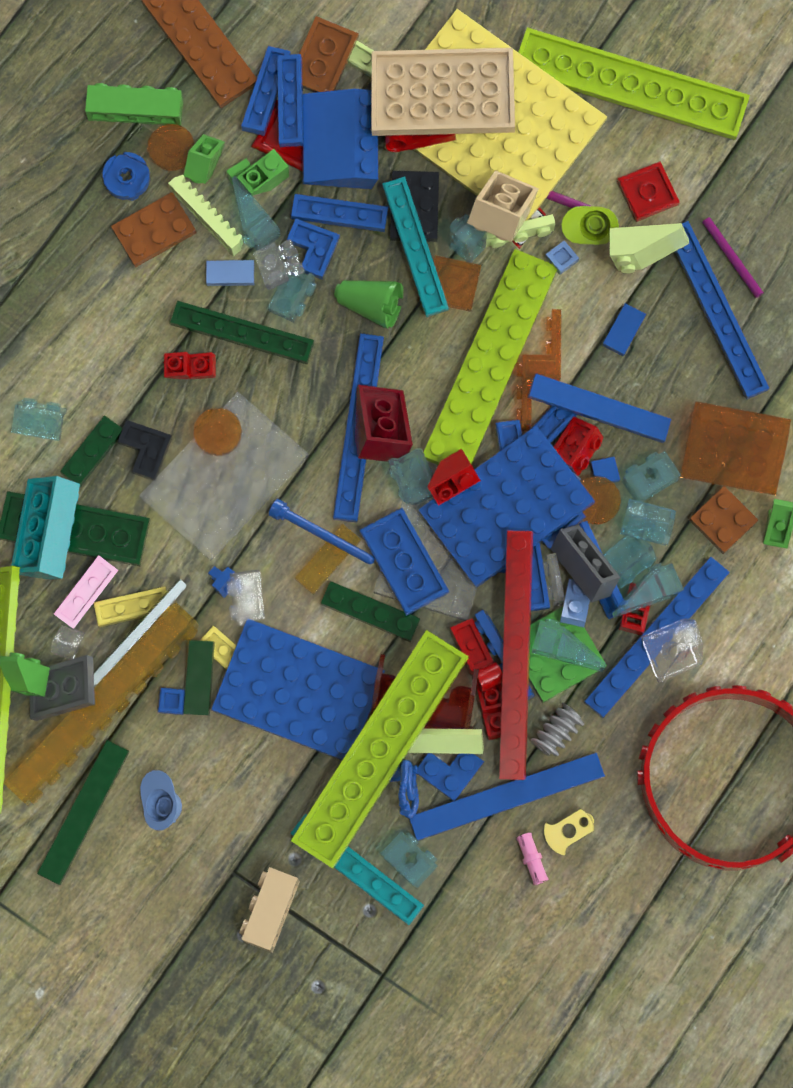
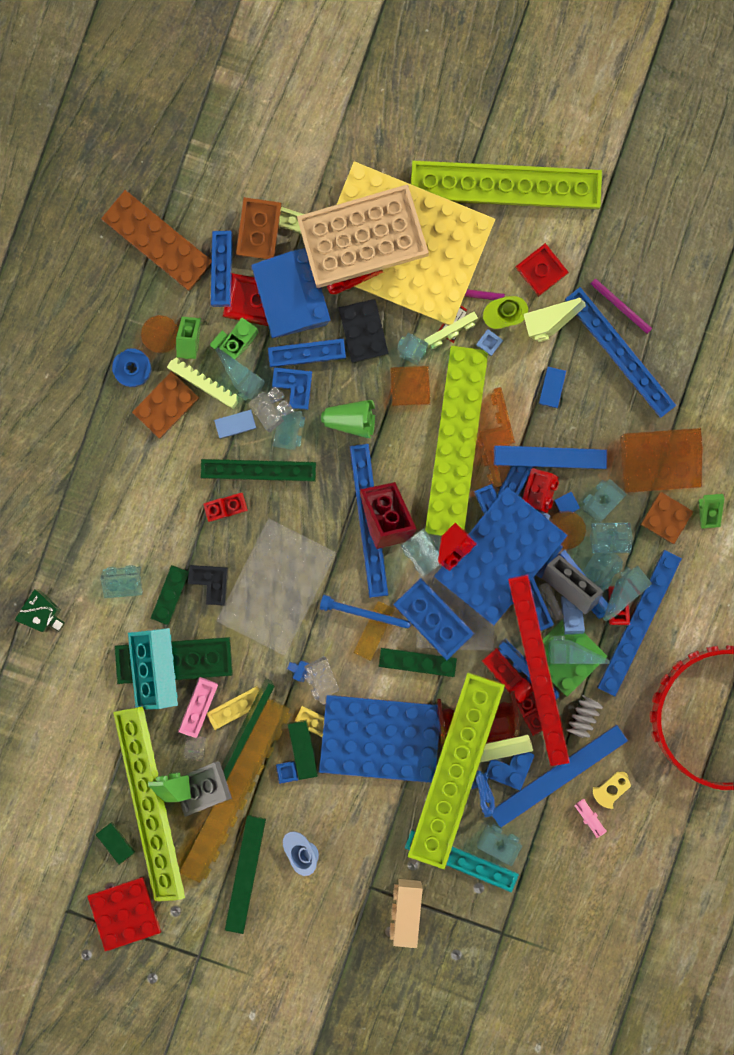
camera: 10 degrees left, 10 degrees up
(134, 105) = (121, 308): bright green brick -> none
(217, 432) = (262, 556): clear orange tile -> none
(290, 100) = (243, 273): blue plate -> none
(415, 247) = (373, 365): teal tile -> none
(502, 206) = (435, 319): tan brick -> none
(674, 649) = (655, 630): clear slope -> none

